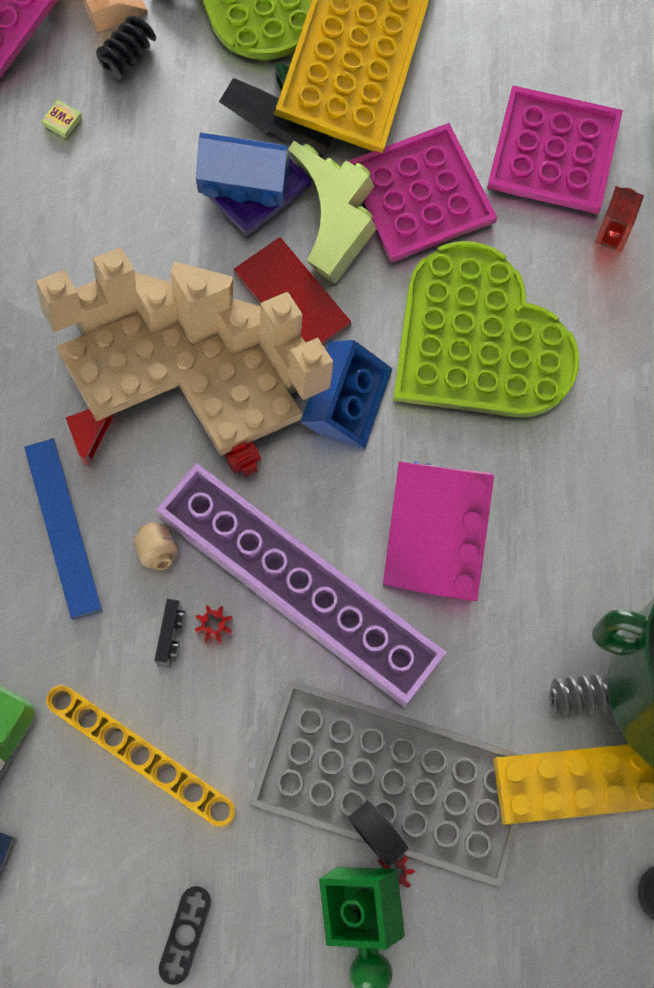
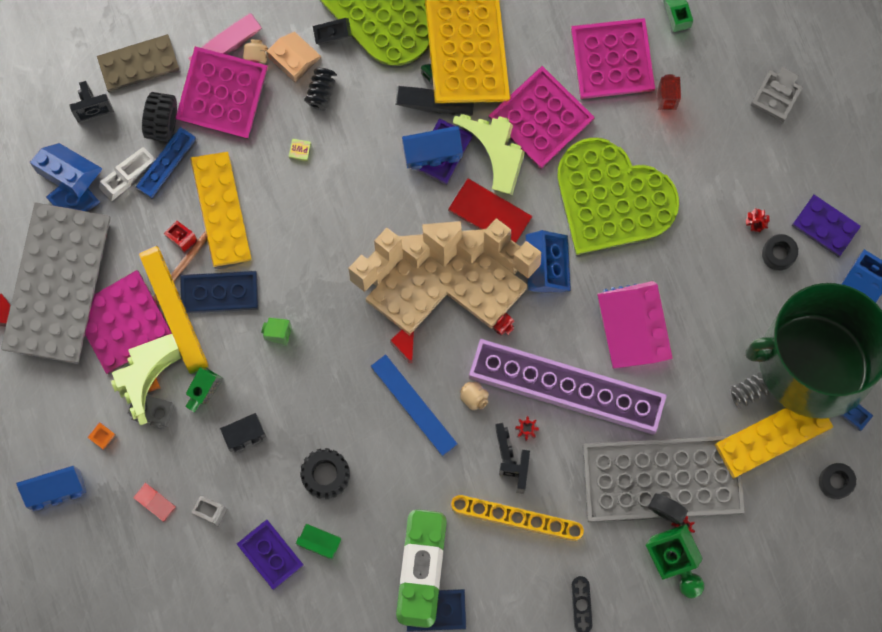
camera: 20 degrees left, 5 degrees up
(173, 683) = (520, 471): none -> black bracket

